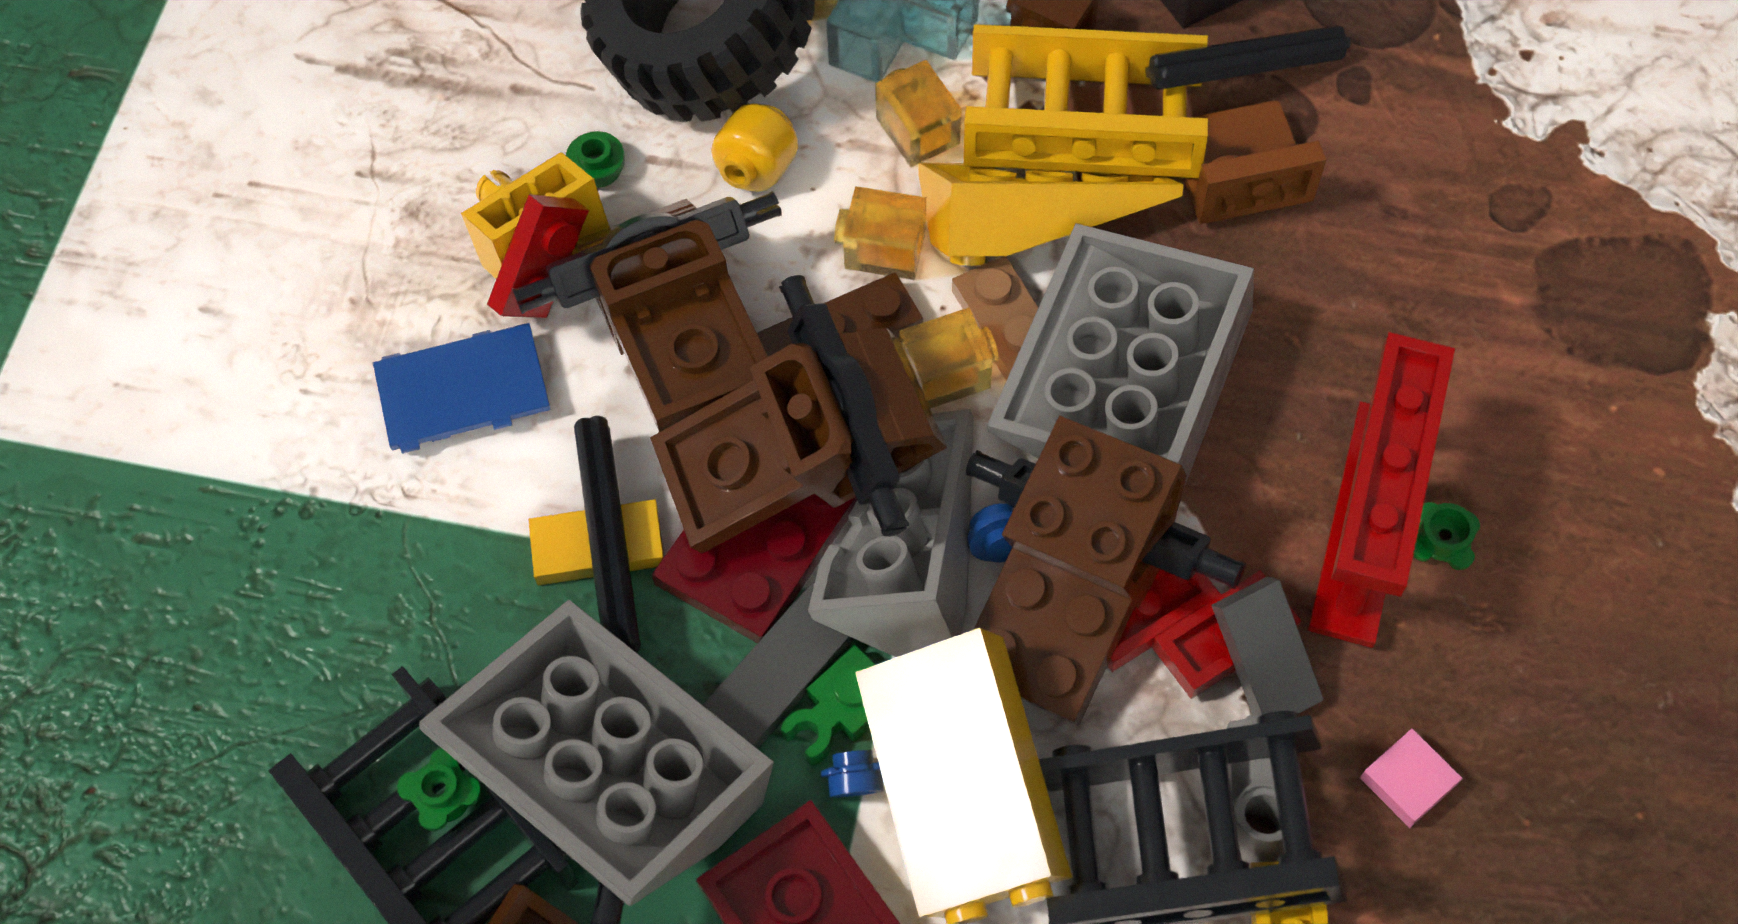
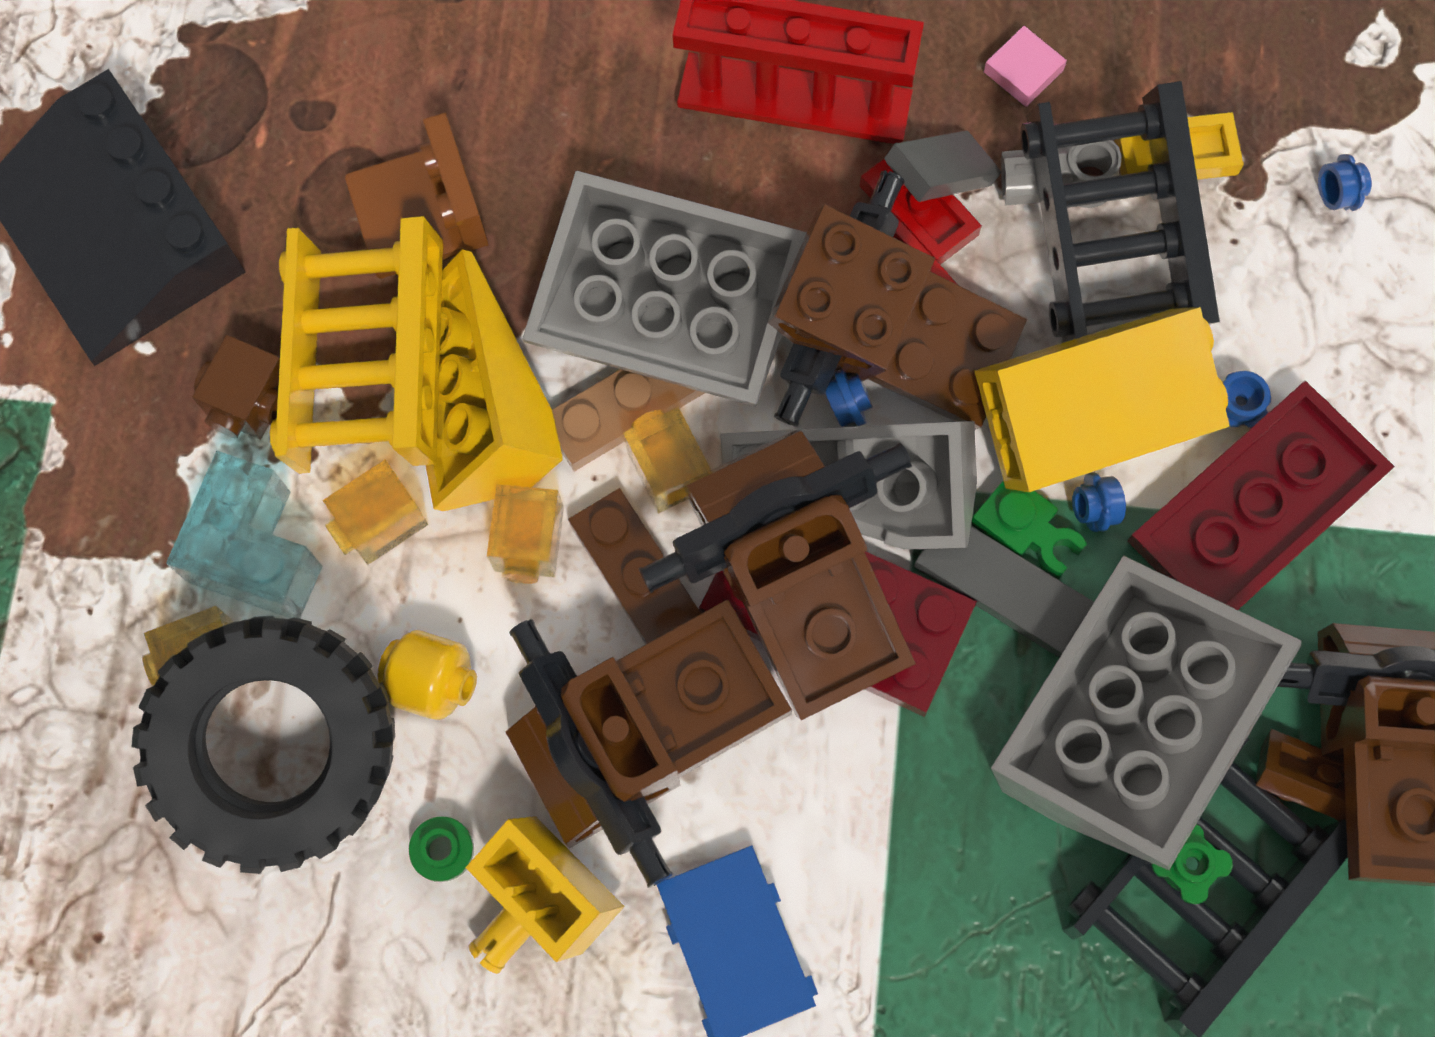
camera: 95 degrees left, 10 degrees up
(542, 236) = (583, 861): red plate -> none
(563, 549) = (893, 775): yellow tile -> none
(606, 530) = (895, 757): black axle -> none
(1247, 57) = (305, 198): black axle -> none

